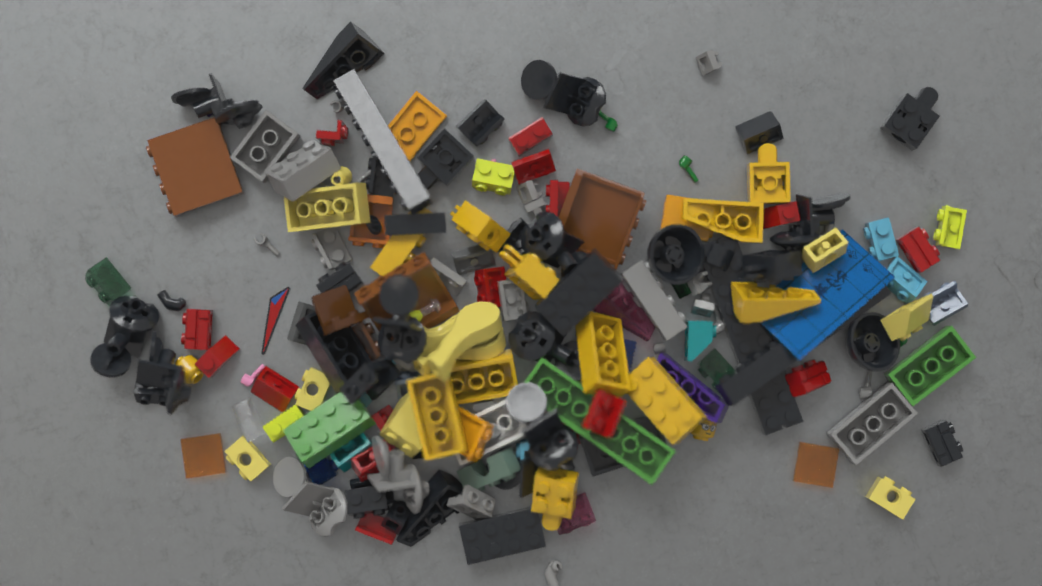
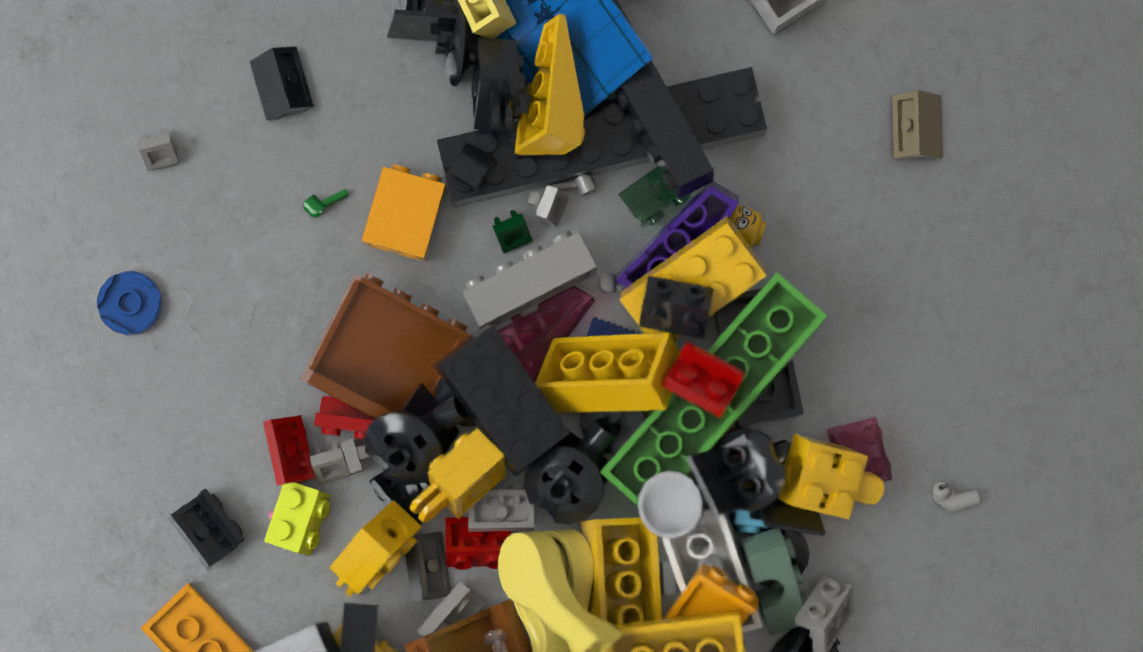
camera: 85 degrees left, 5 degrees down
(444, 161) = (261, 594): black brick -> none
(501, 535) = (883, 572): black brick -> none
(530, 136) = (240, 450): red brick -> none
(564, 93) = (178, 381): black piece -> none
(611, 123) = (235, 316): green hand -> none
(612, 57) = (129, 303): none -> blue tile
(646, 392) = (676, 307): none -> black bracket
(685, 254) = (469, 226): black piece -> none
(697, 337) = (599, 218): teal slope -> none
(699, 283) = (510, 206): light grey tile -> none
(730, 218) = (412, 142): yellow wedge -> none
(767, 178) = (356, 80): yellow brick -> none
(779, 528) = (917, 125): none -> dark tan panel
(780, 215) = (418, 70): red slope -> none
(808, 378) = (683, 51): red brick -> none
(815, 464) = (822, 57): clear orange tile -> none

